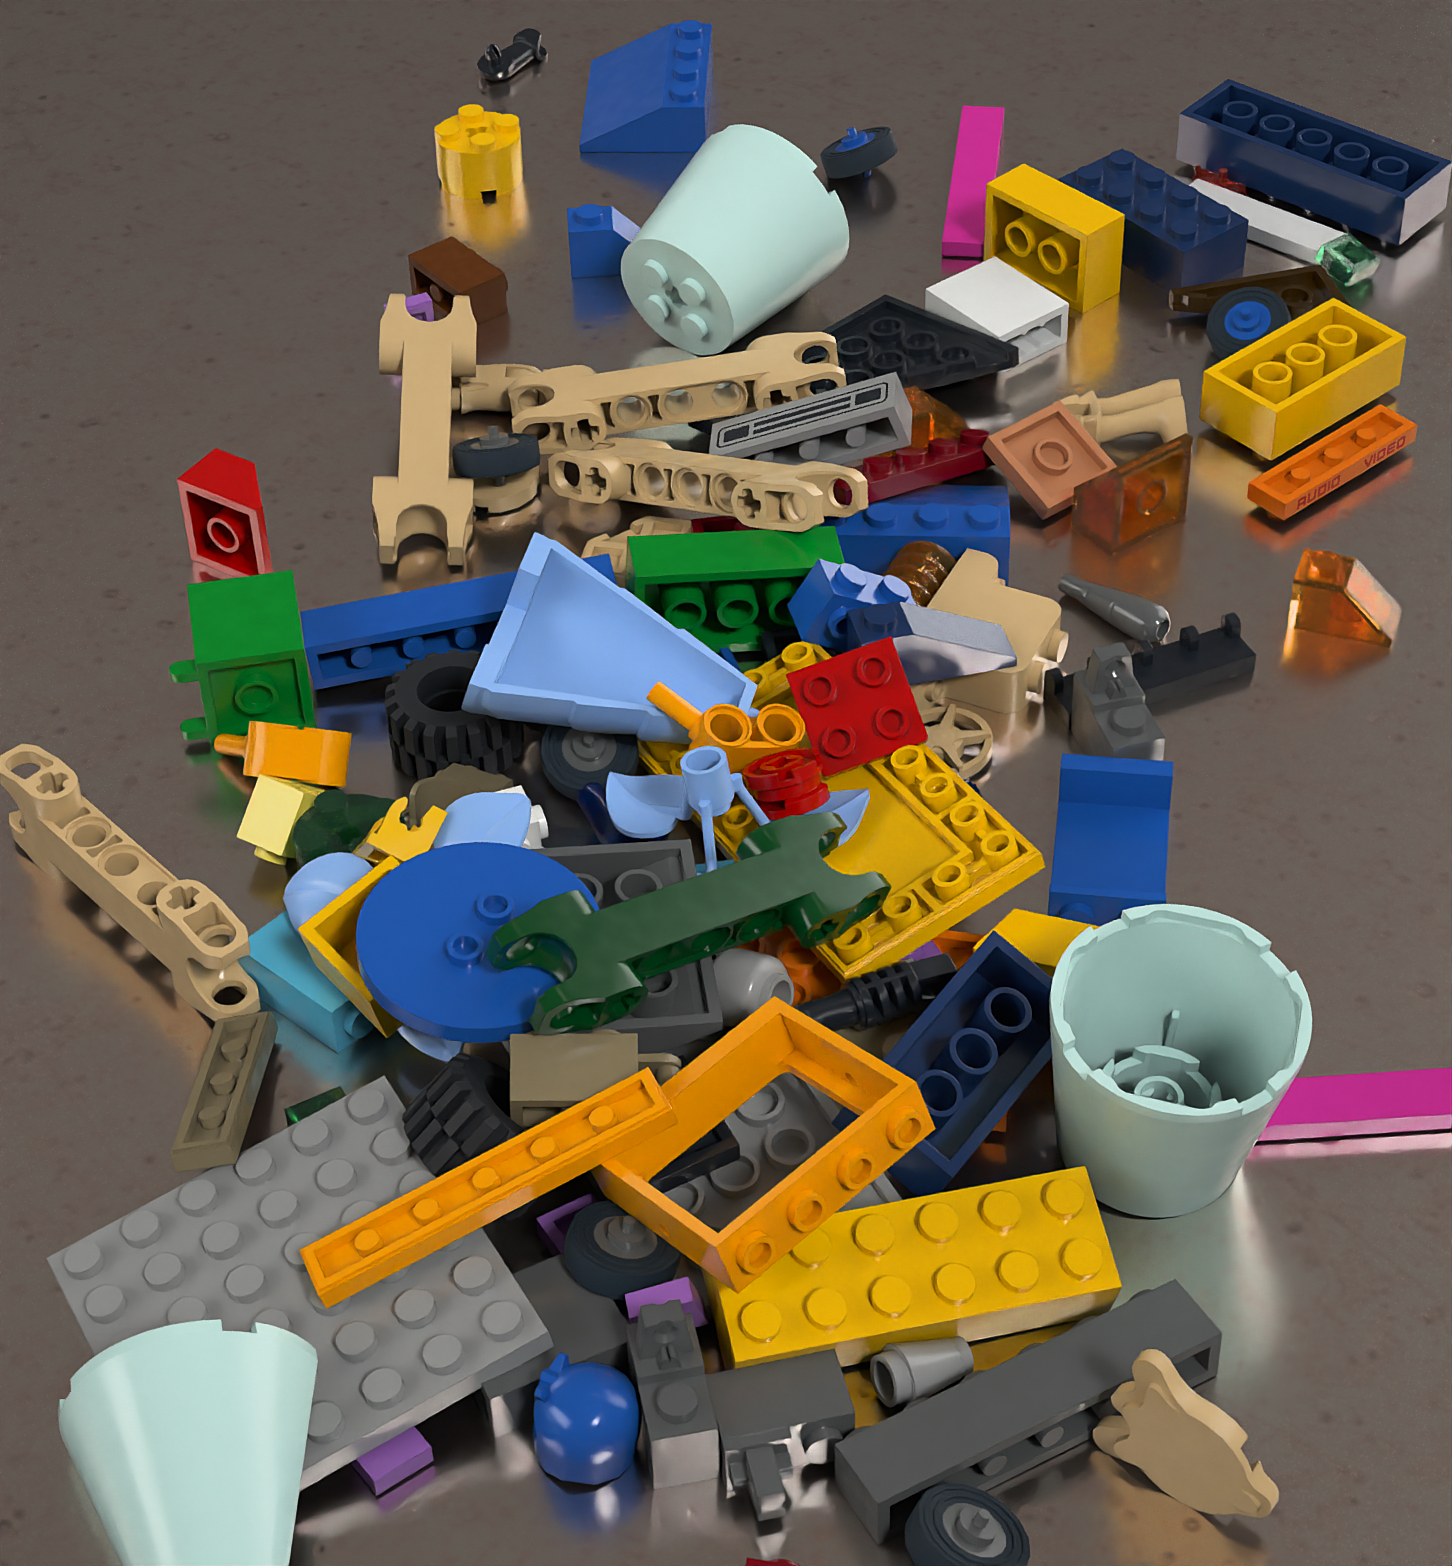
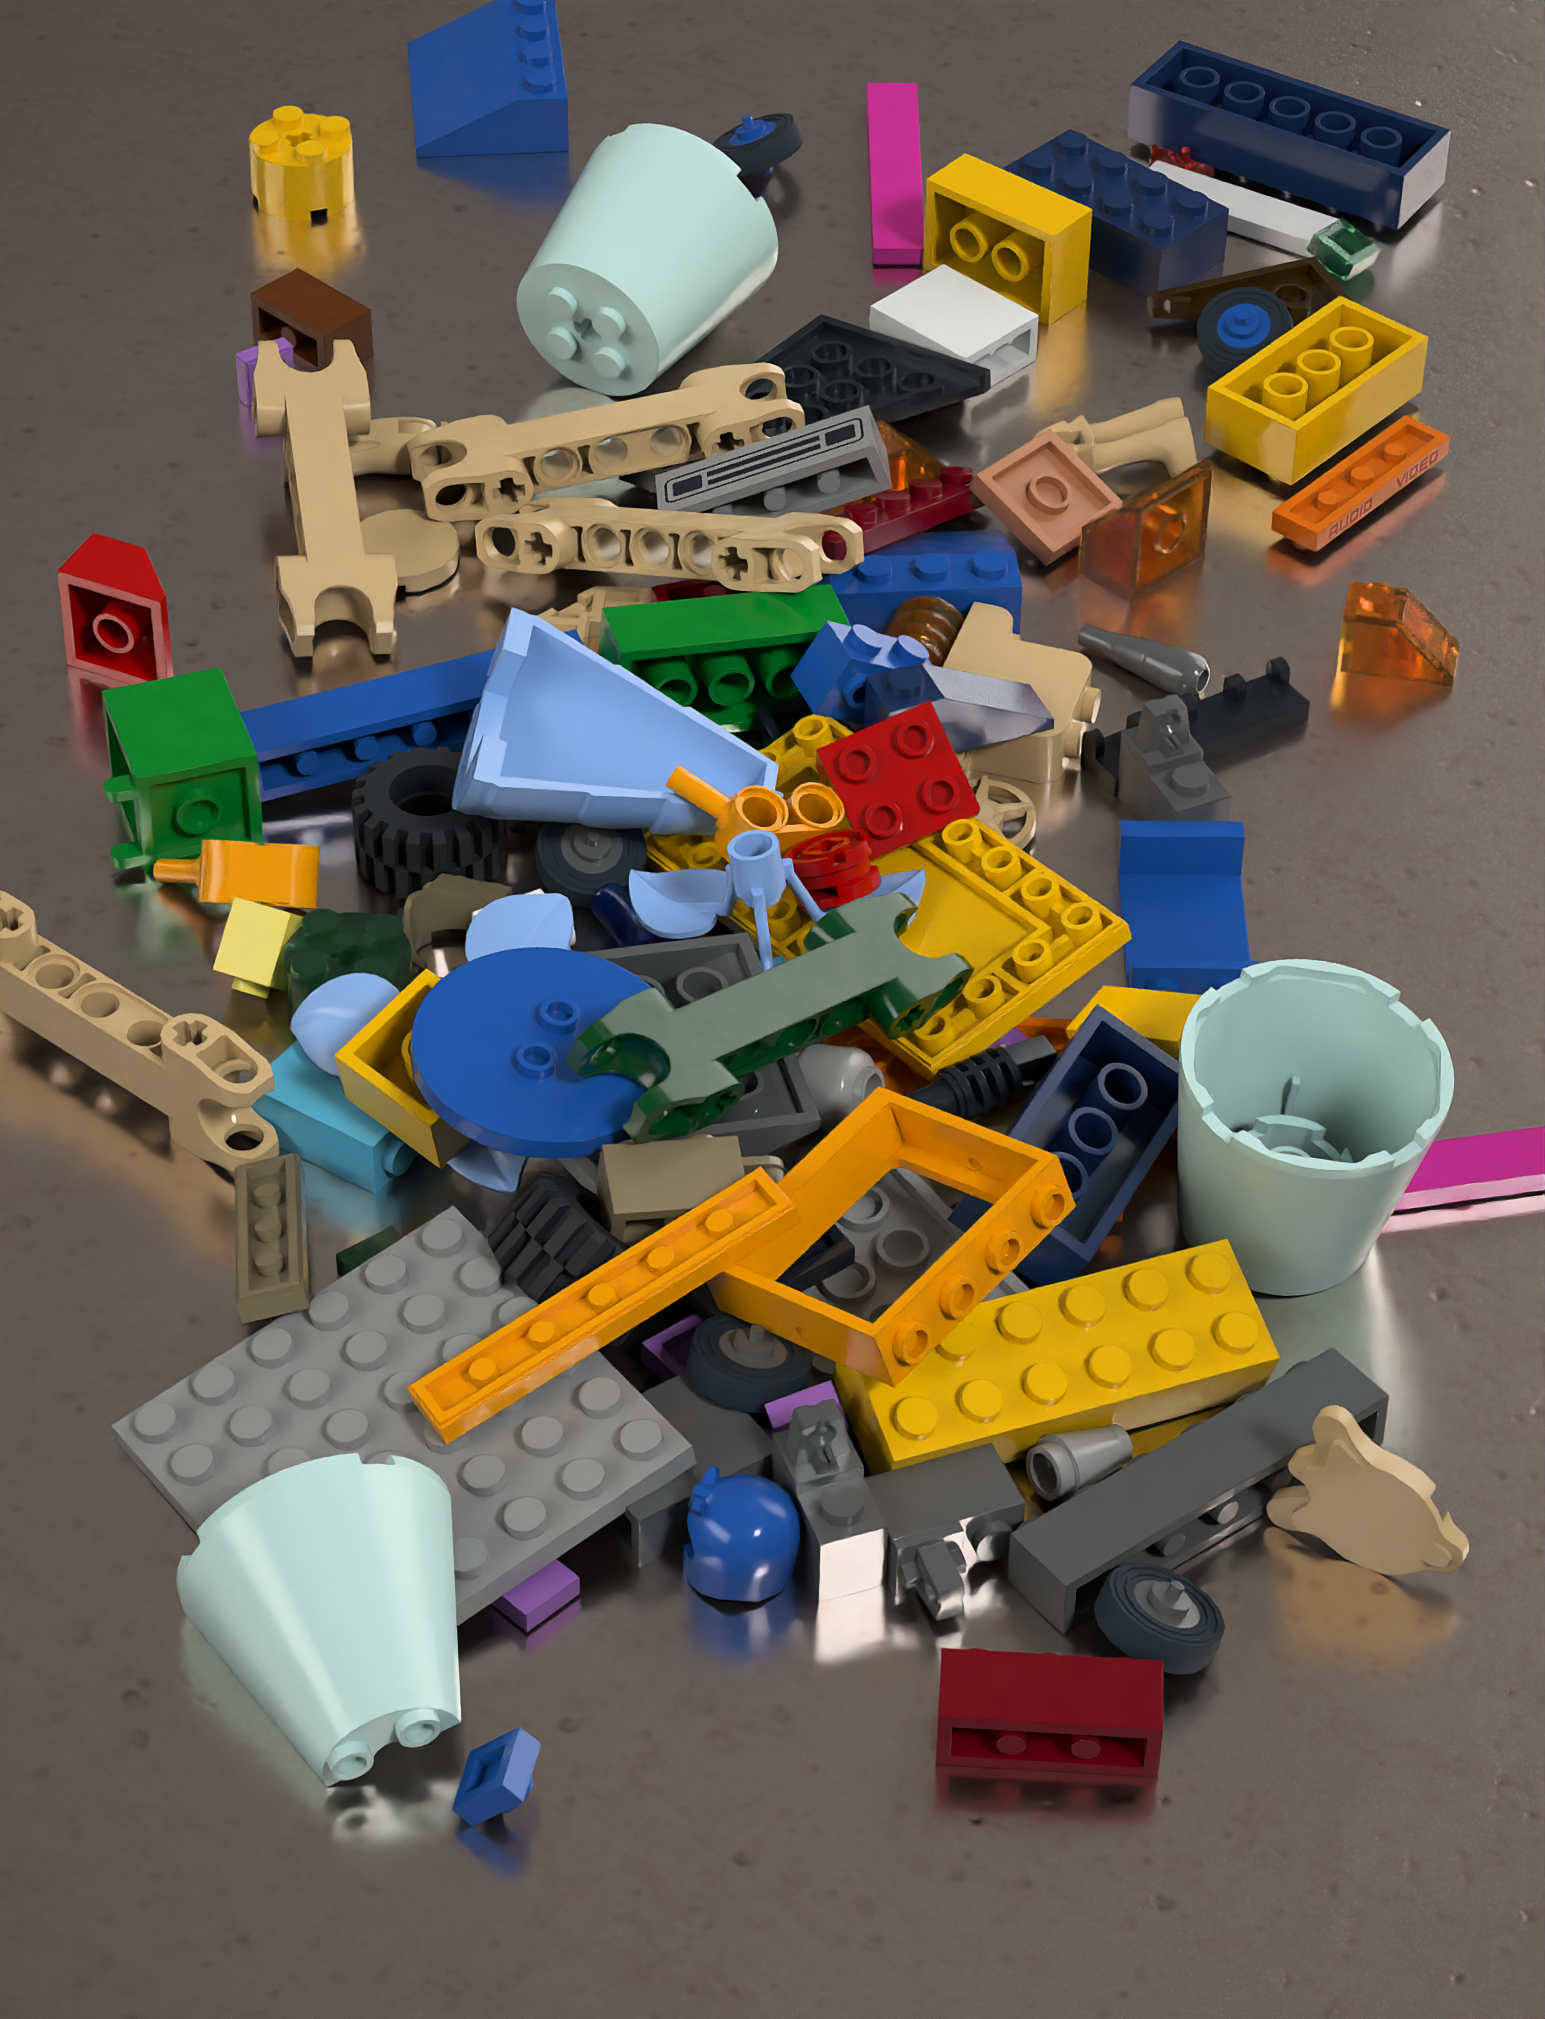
camera: 10 degrees left, 0 degrees up
(392, 837) = (422, 951): yellow hinge -> none
(496, 455) = (412, 524): black wheel -> none
(502, 64) = (301, 50): black piece -> none
(598, 240) = (475, 267): blue slope -> none

